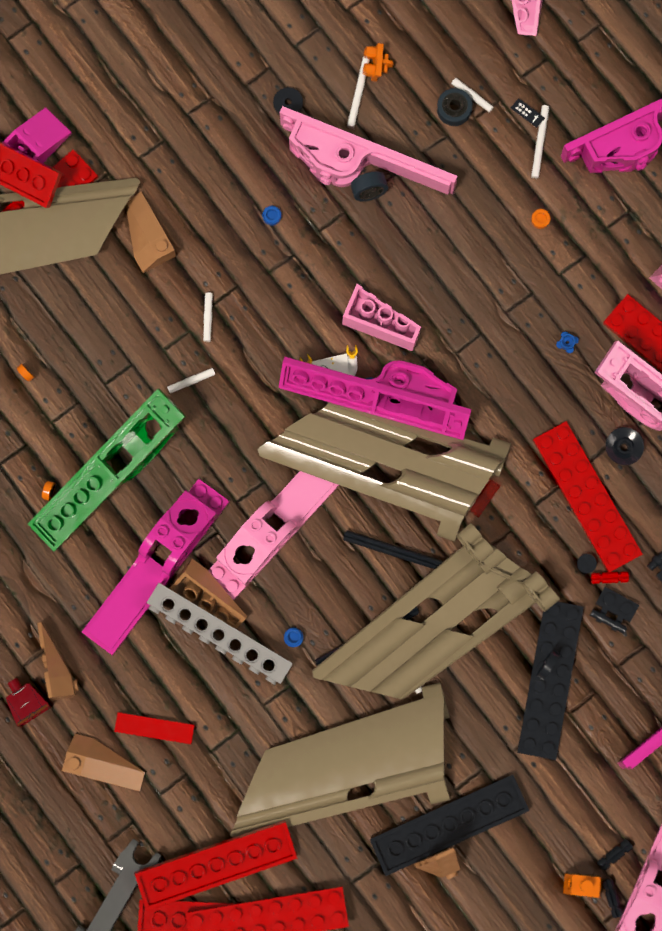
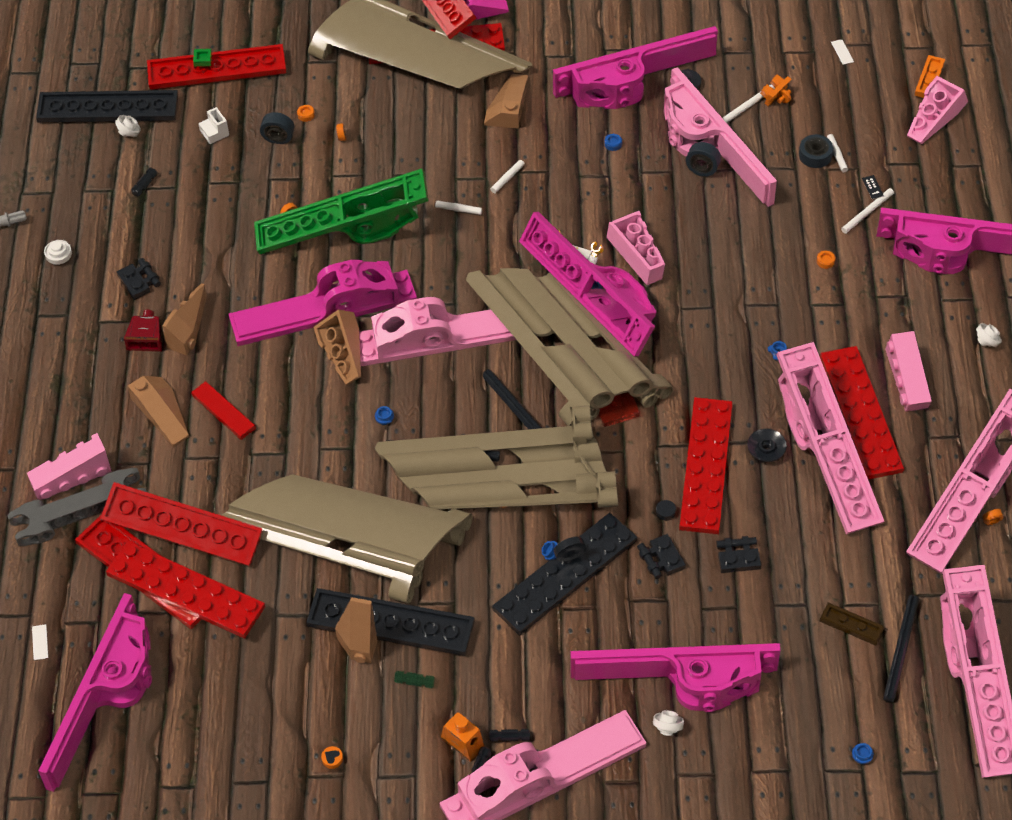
camera: 35 degrees right, 25 degrees down
(77, 882) = (70, 469): none -> bright pink wedge
(162, 593) = (352, 428): light grey brick -> none
(234, 141) = (625, 87): none -> dark pink piece
(506, 860) = (414, 679): none -> clear green axle
(525, 668) = (547, 549): none -> blue plate
(609, 577) = (677, 531): red axle -> none

